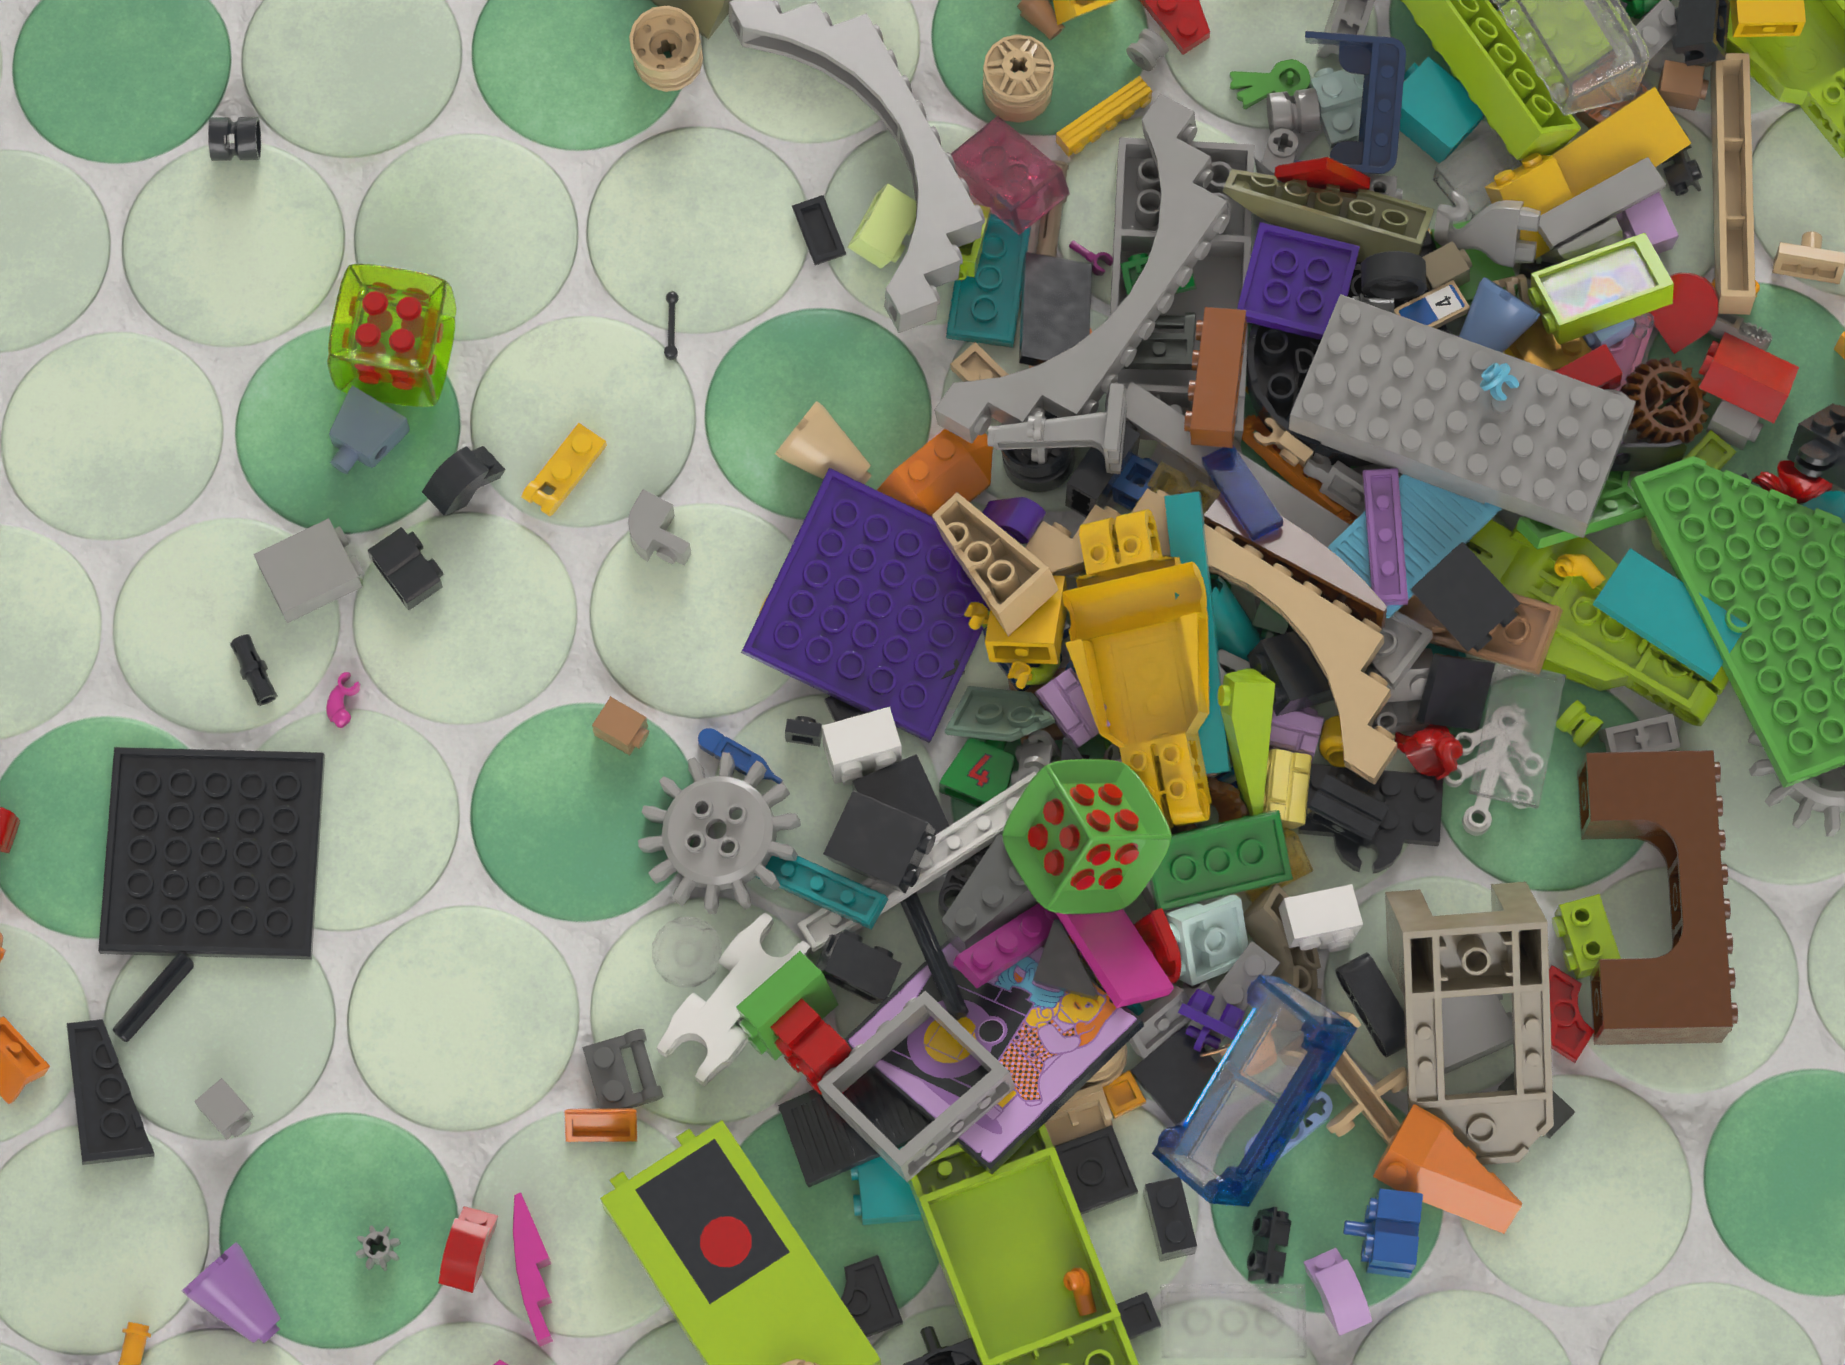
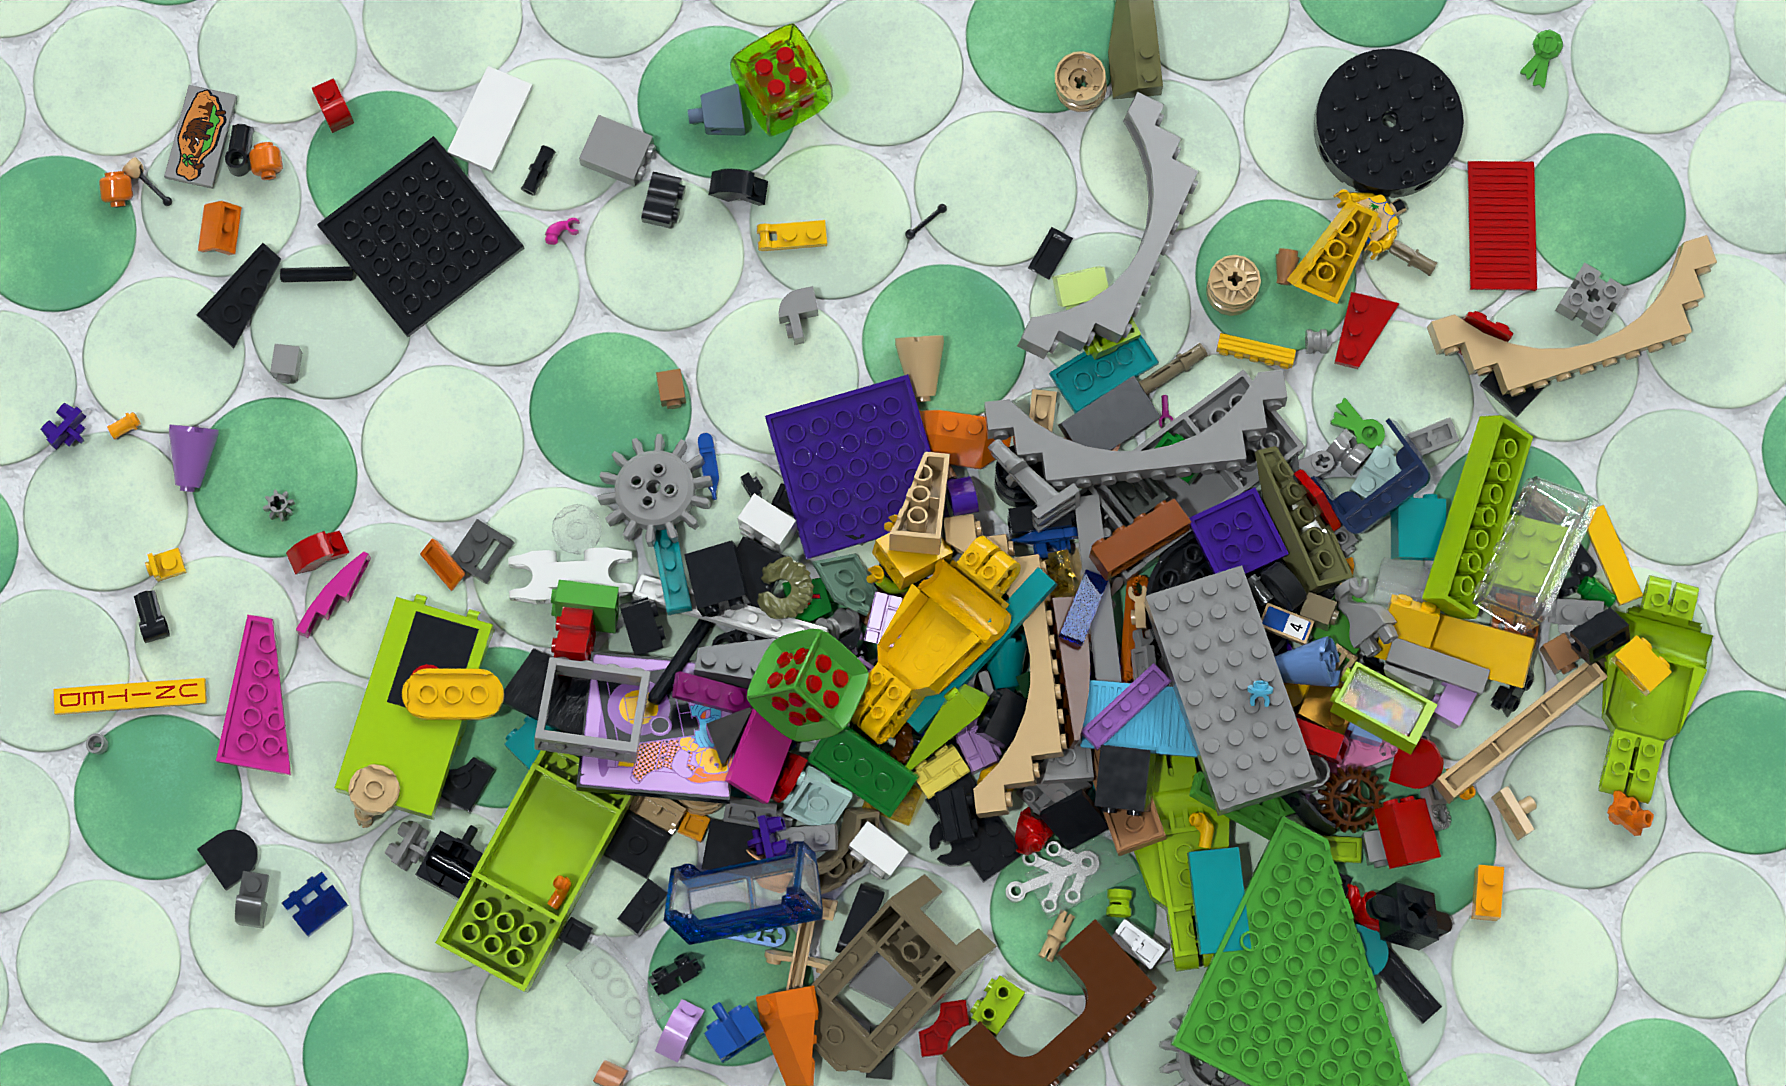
camera: 50 degrees right, 5 degrees up
(150, 674) = (490, 119): none -> white tile
(764, 1224) = (453, 694): none -> yellow tile
(962, 760) = (801, 589): none -> olive piece
(1009, 175) = (1169, 327): clear pink brick -> none
(1129, 470) = (1048, 536): none -> blue piece
(1561, 818) = (1056, 936): none -> tan pin

